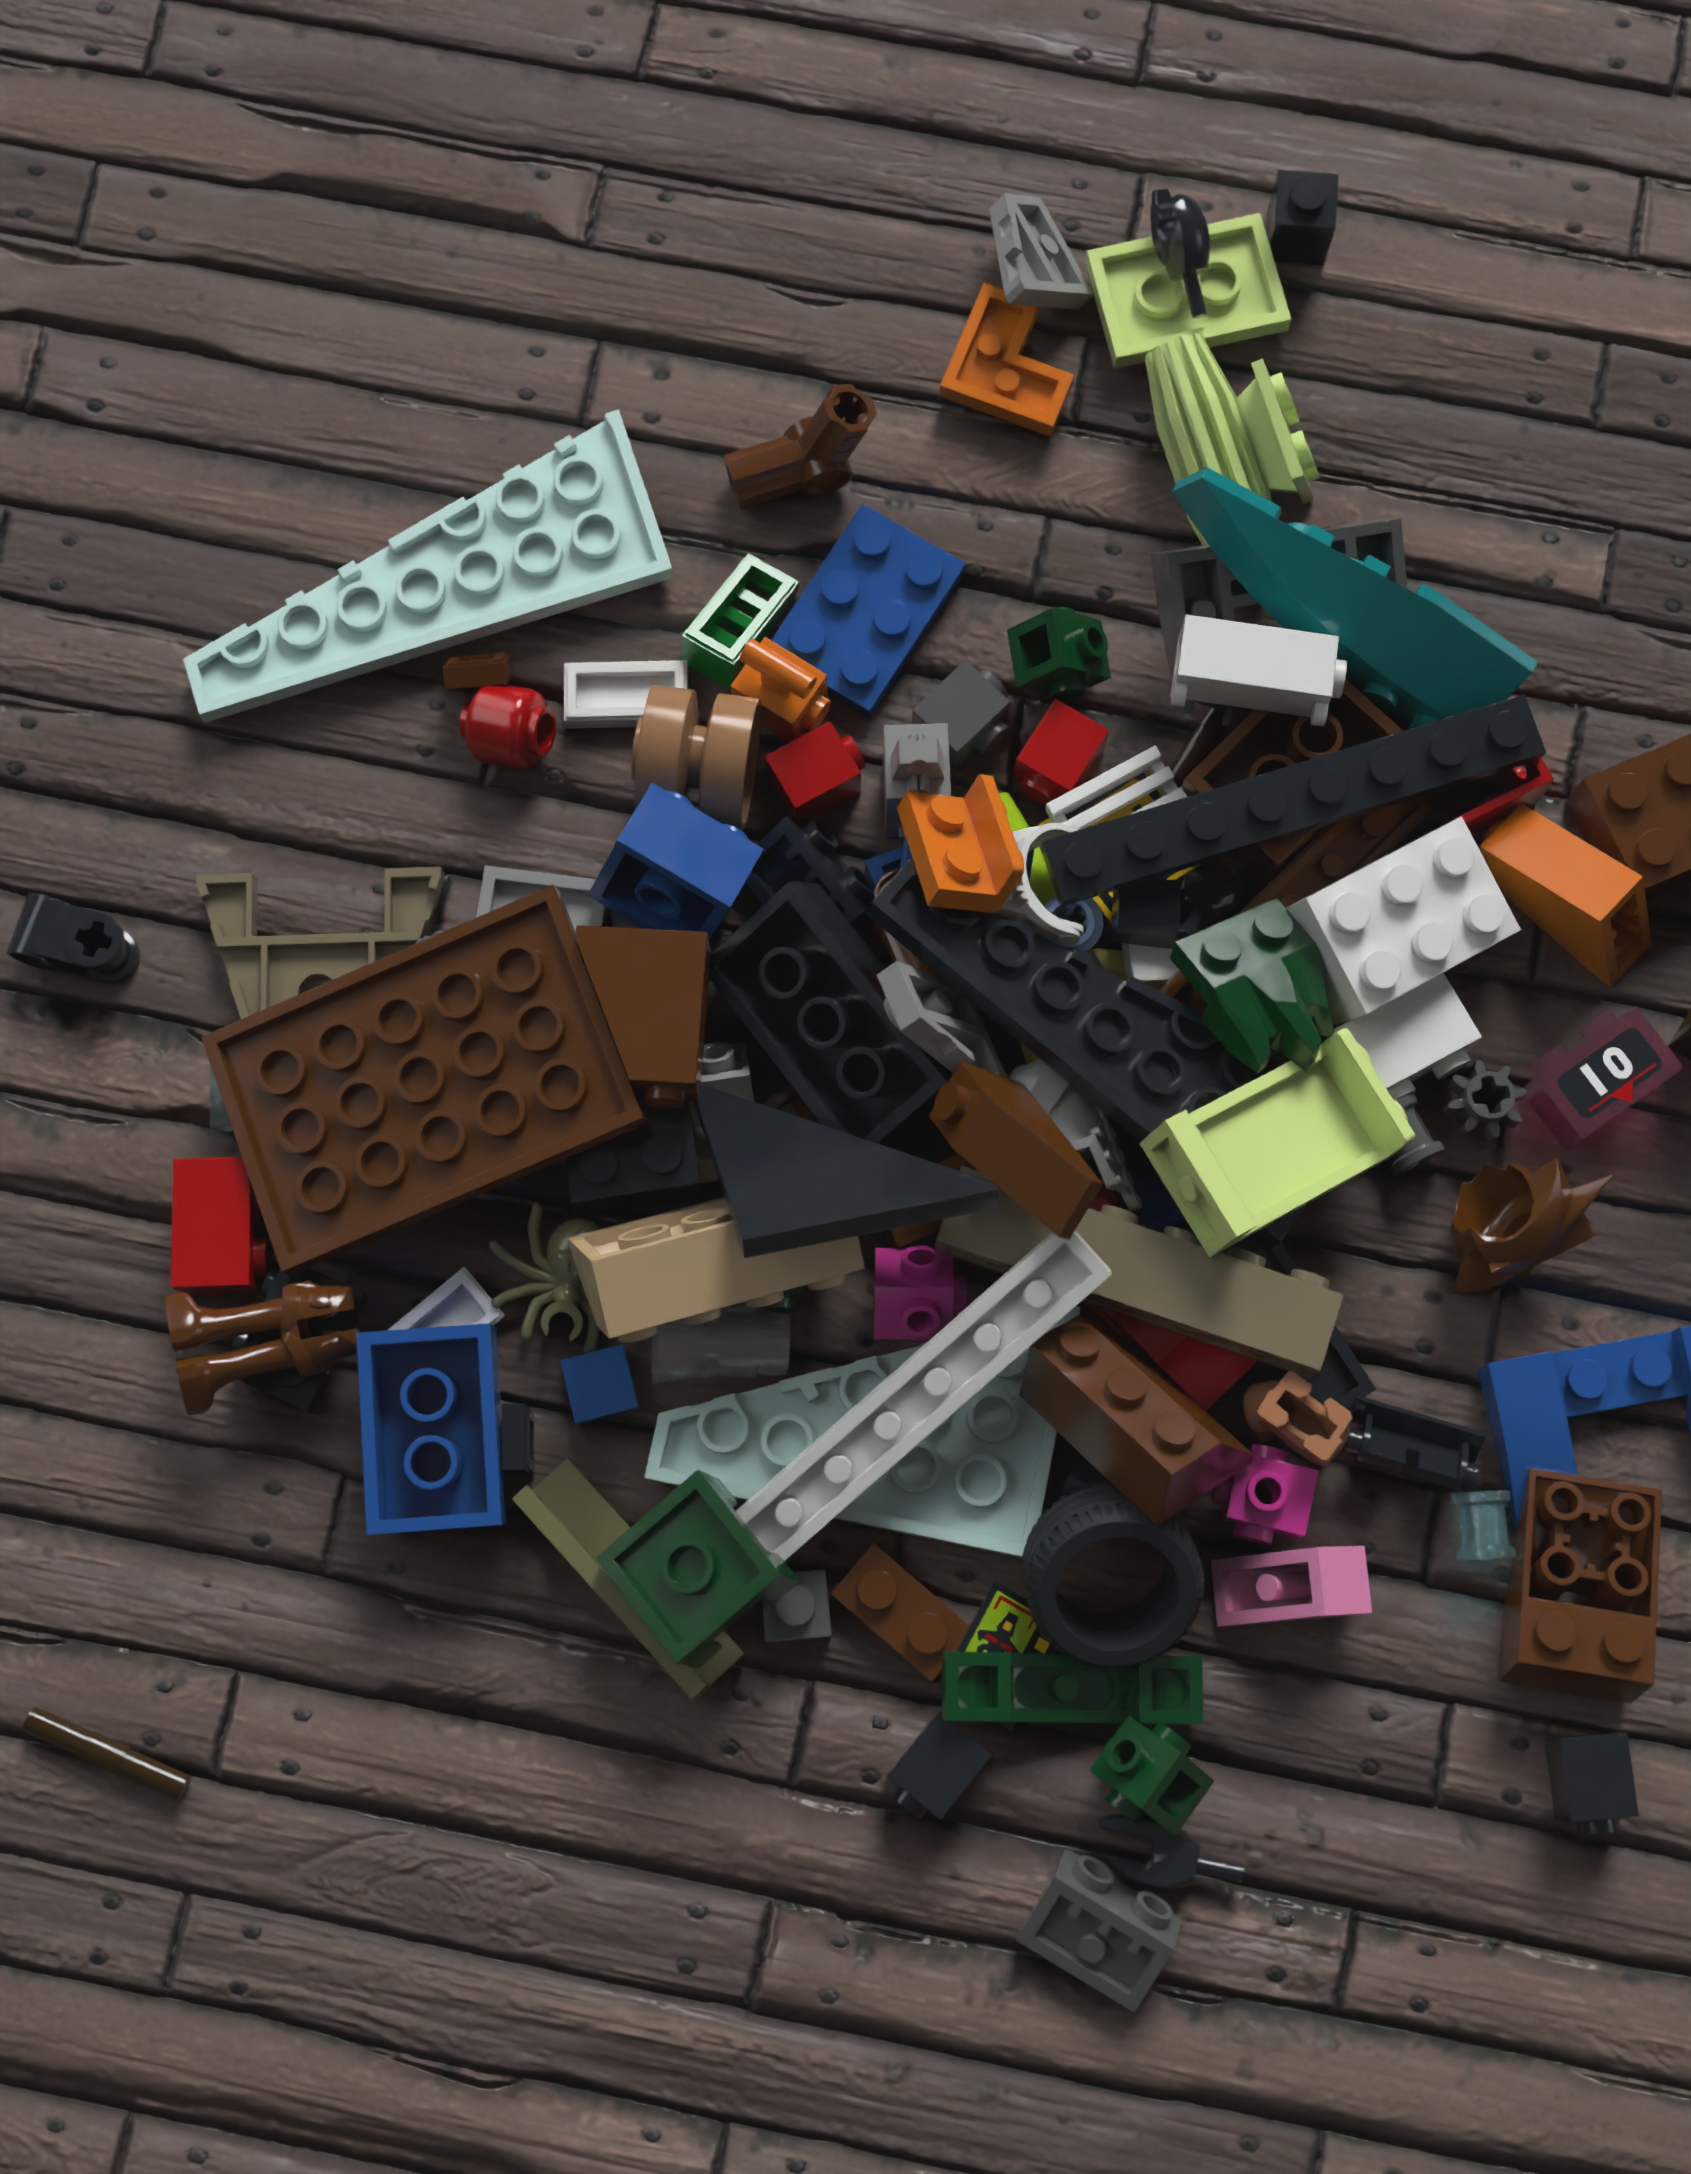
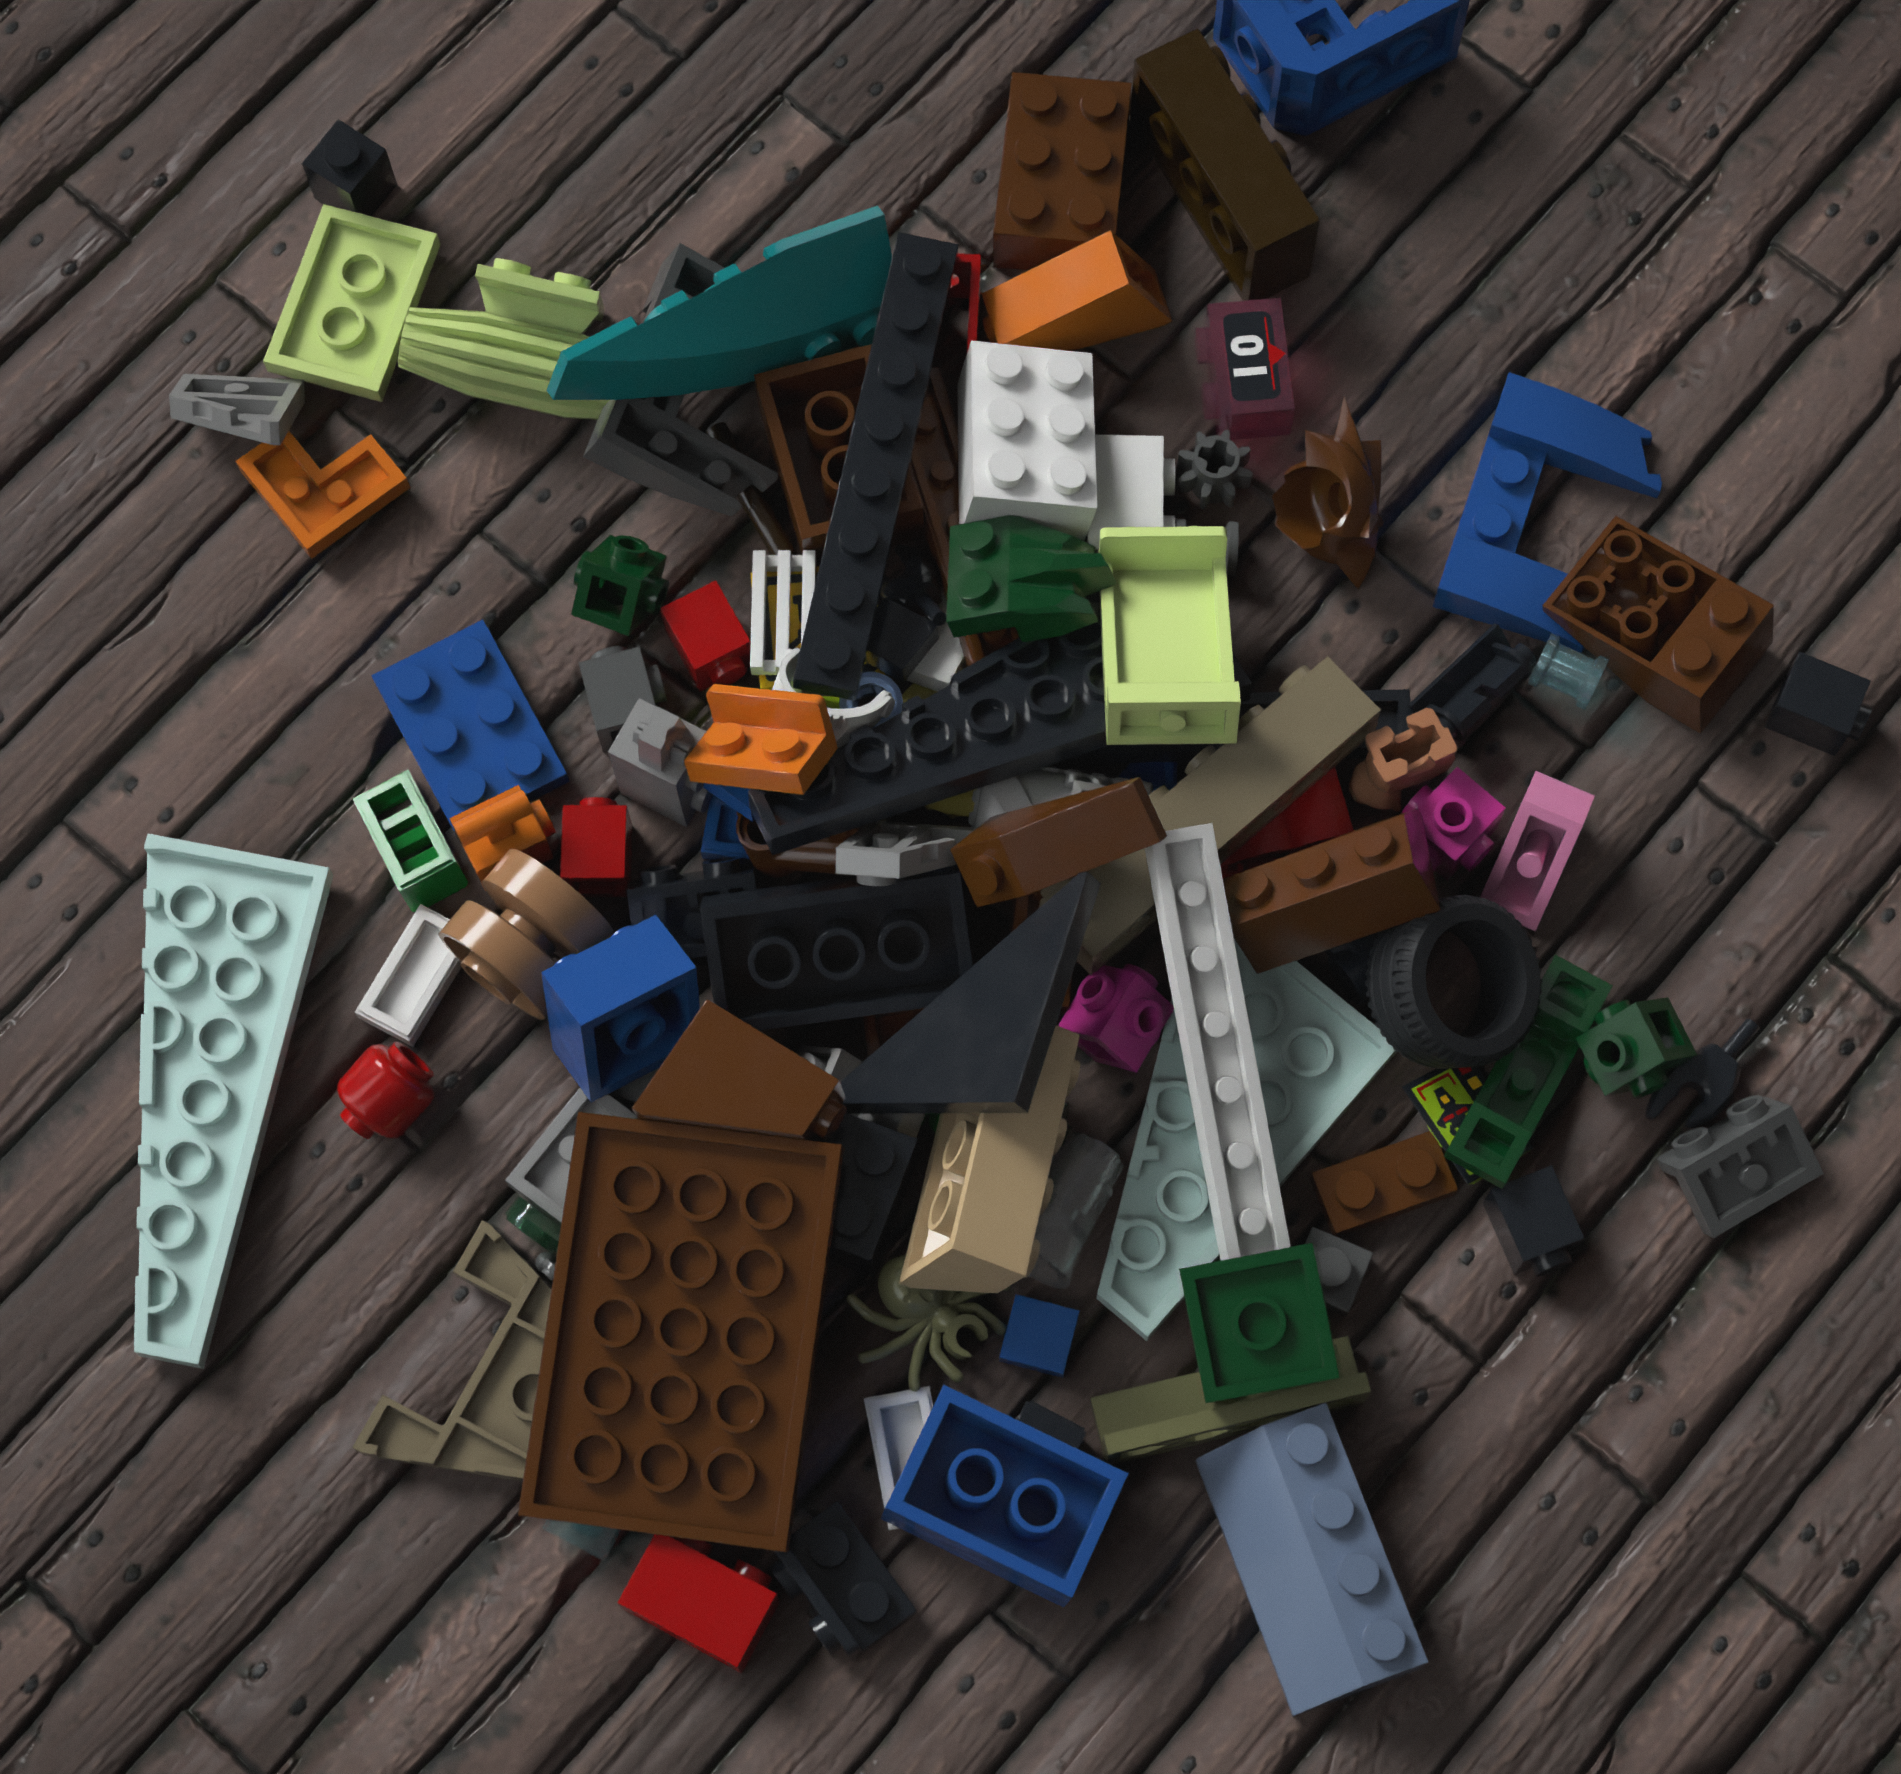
camera: 60 degrees left, 5 degrees down
(66, 938) = (334, 1607): black piece -> none
(206, 1374) = (791, 1658): reddish brown piece -> none
(460, 904) = (534, 1223): none -> clear green tile
(477, 670) = (315, 1090): reddish brown tile -> none
(524, 1728) = (1310, 1560): none -> sand blue slope
(808, 456) = (298, 694): reddish brown piece -> none
(1181, 242) = (313, 277): black hand -> none
(1257, 667) = (746, 424): white brick -> none

